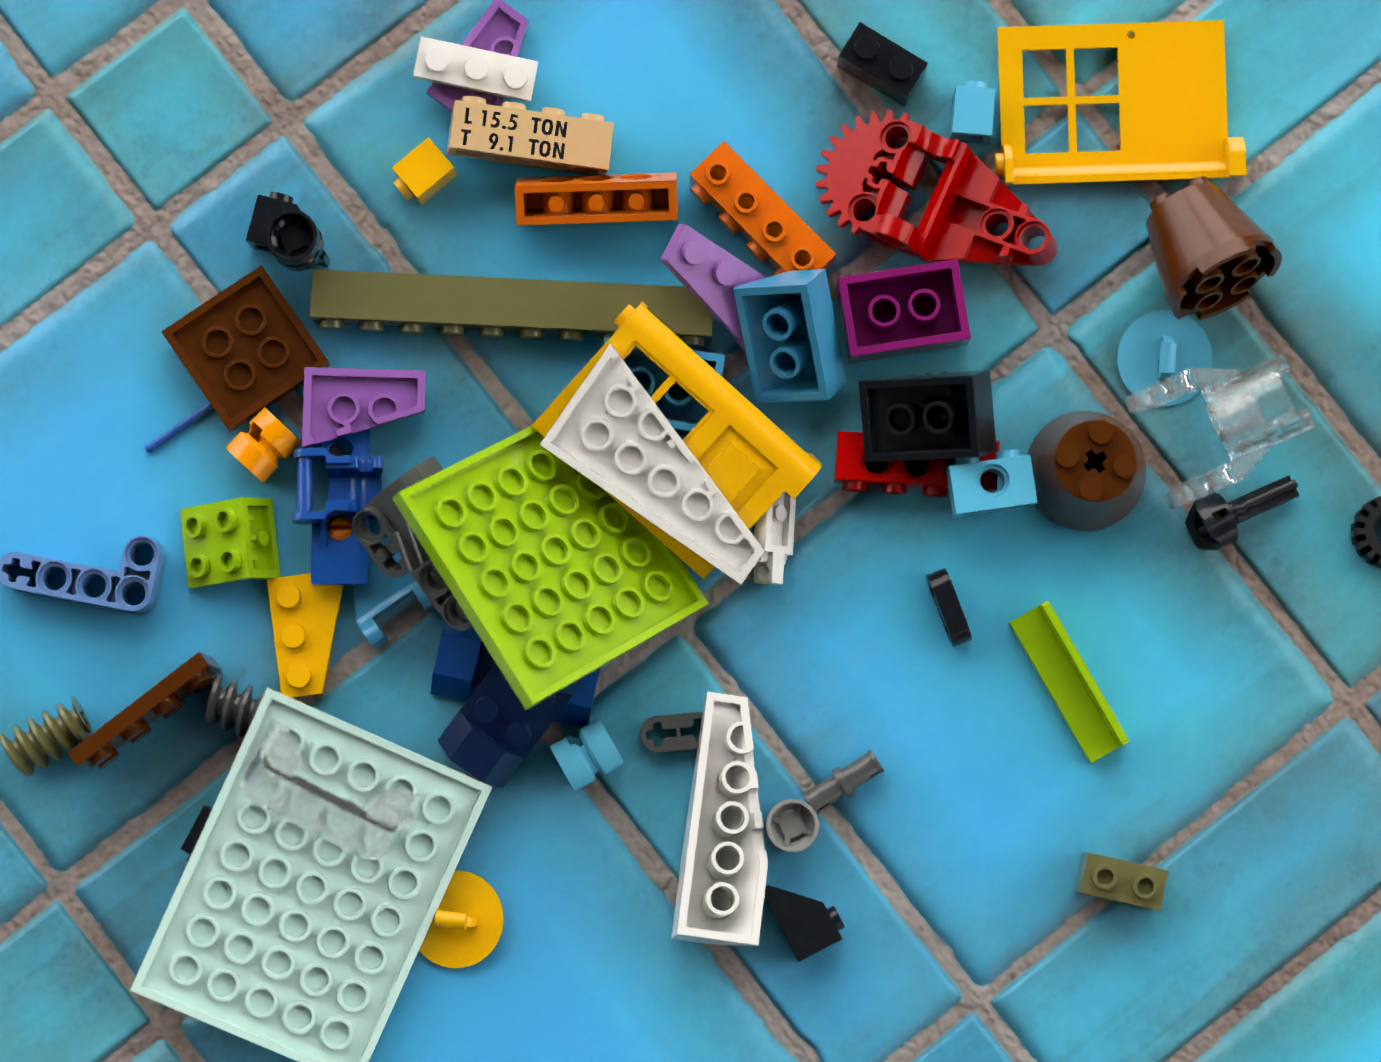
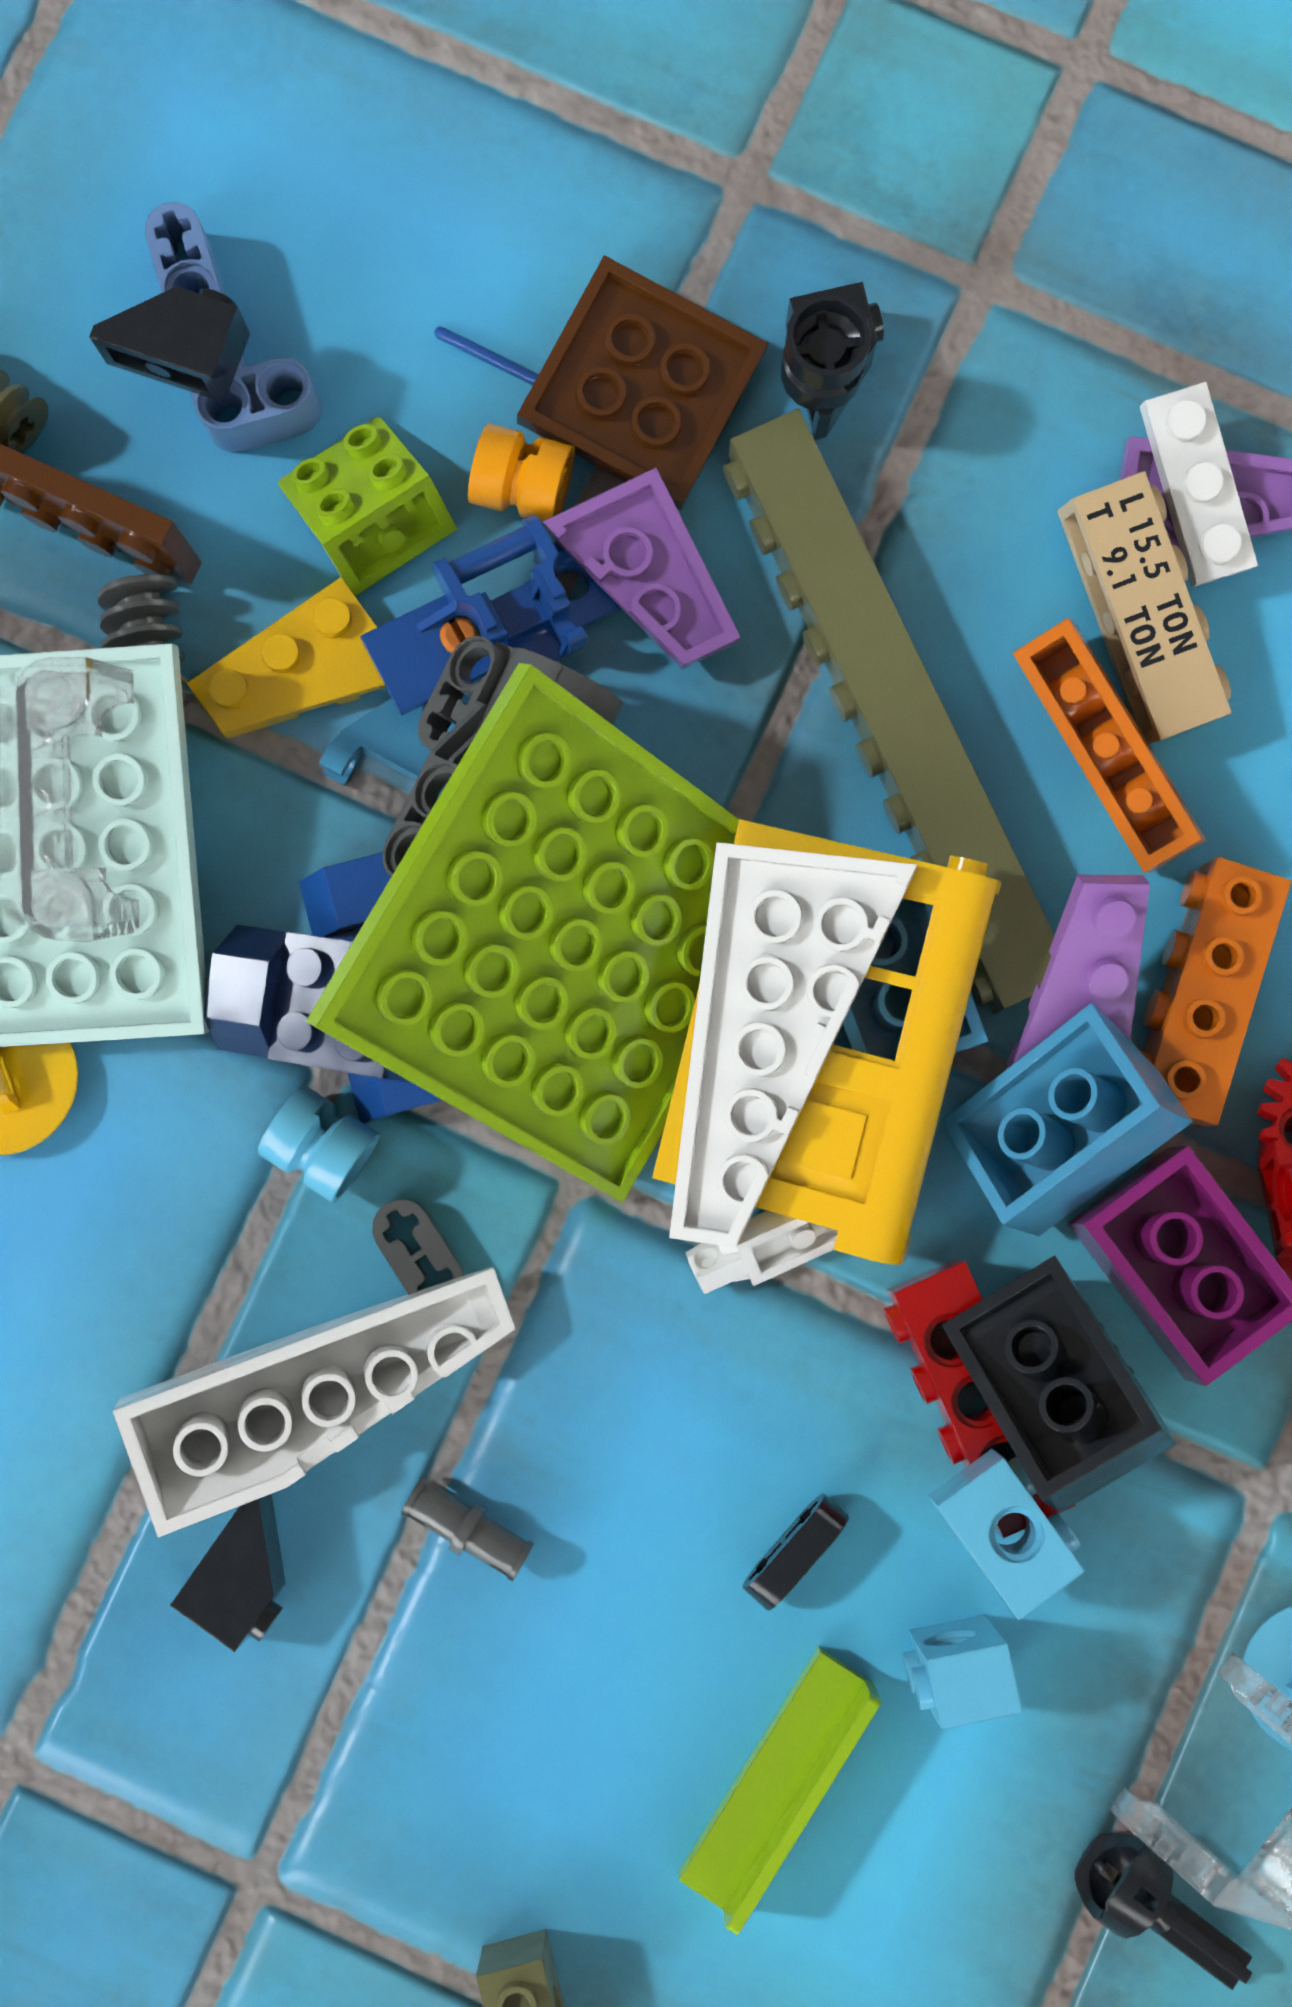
camera: 60 degrees right, 0 degrees up
(89, 597) = (178, 340): none -> black slope
(423, 172) = (1015, 493): yellow brick -> none
(792, 825) = (363, 1490): light grey wheel -> none
(1054, 549) = (962, 1672): none -> medium azure brick
(1081, 497) = (1080, 1641): reddish brown cone -> none

